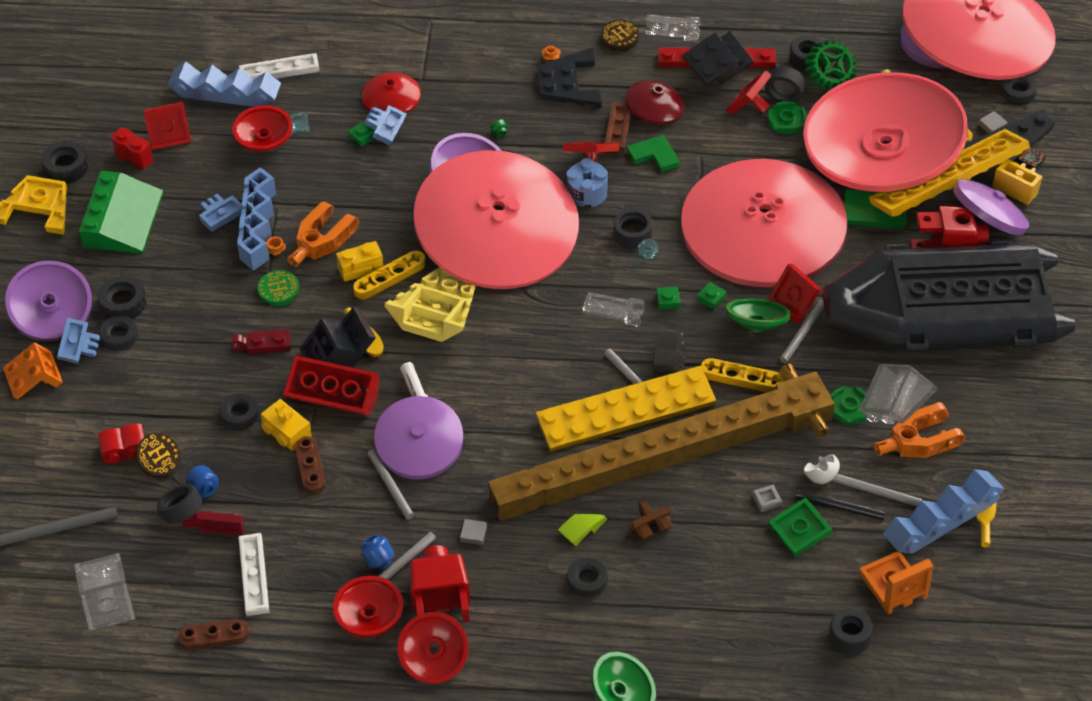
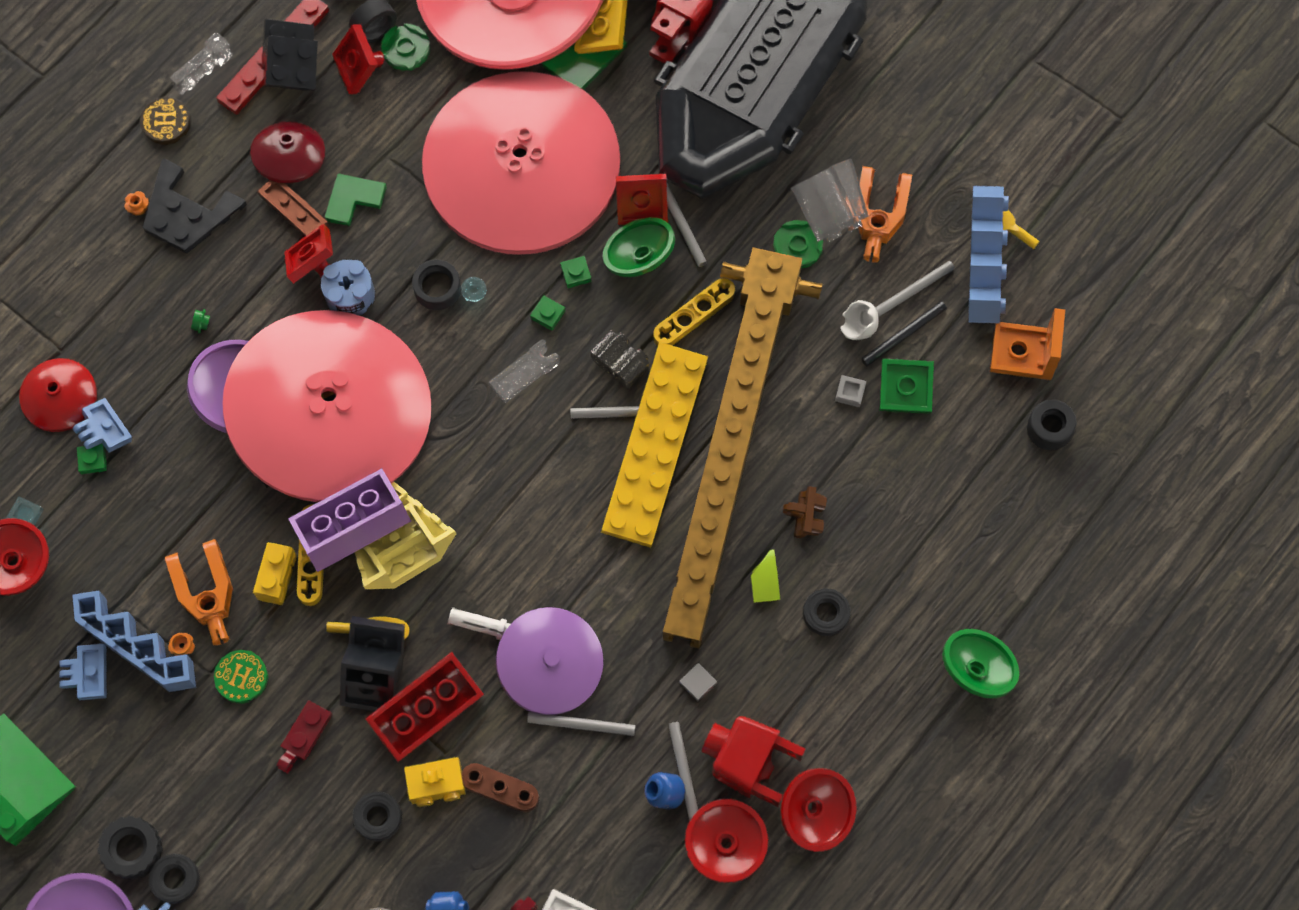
camera: 55 degrees left, 20 degrees up
(424, 269) = (349, 520): none -> medium lavender brick

